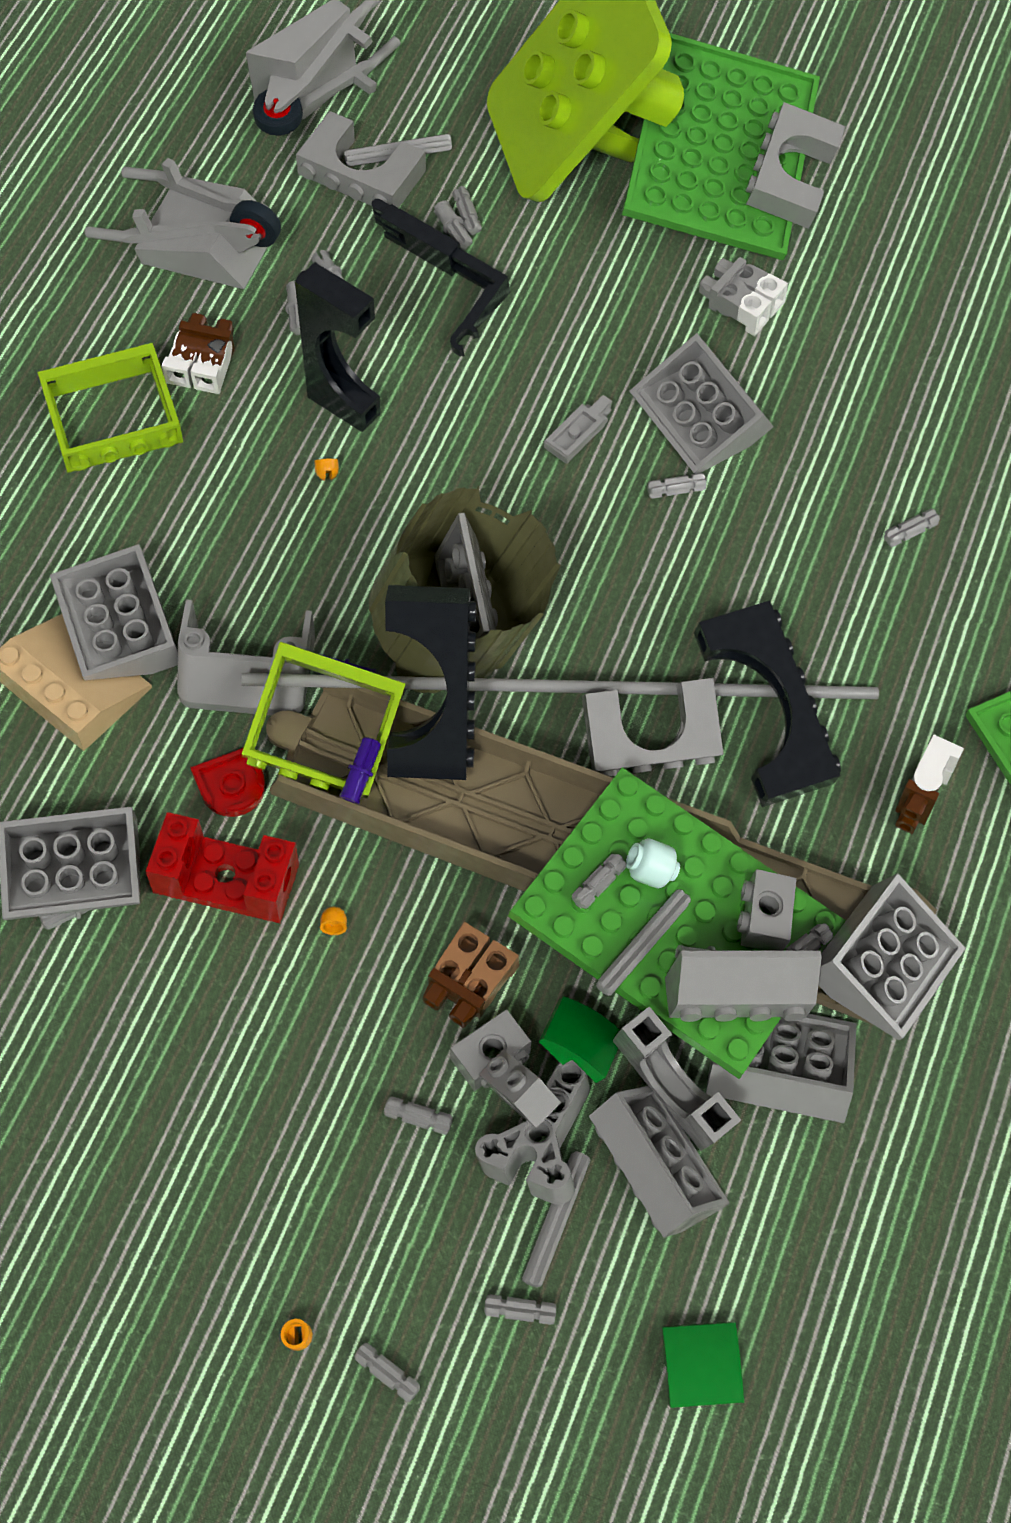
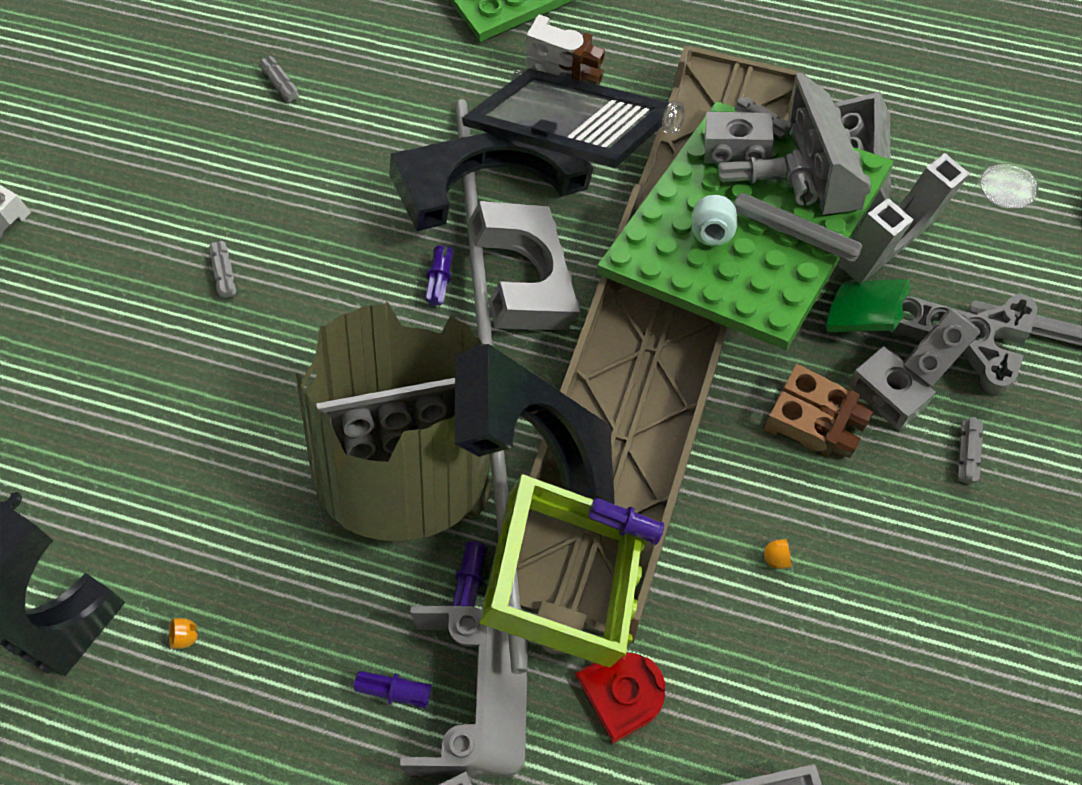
camera: 90 degrees left, 0 degrees up
(188, 864) = (749, 636): red plate -> none
(258, 612) = (394, 689): none -> dark purple axle
(578, 429) = (145, 362): light grey hinge -> none
(599, 881) = (742, 264): light grey axle -> none
(655, 660) = (438, 276): none -> dark purple axle
(658, 1160) = (962, 246): light grey slope -> none
(700, 406) = (123, 248): light grey slope -> none
(724, 918) = (752, 170): none -> light grey axle
(739, 1235) = (1009, 186): none -> clear piece
(829, 778) = (574, 116): none -> door
(889, 957) = (751, 63): light grey slope -> none

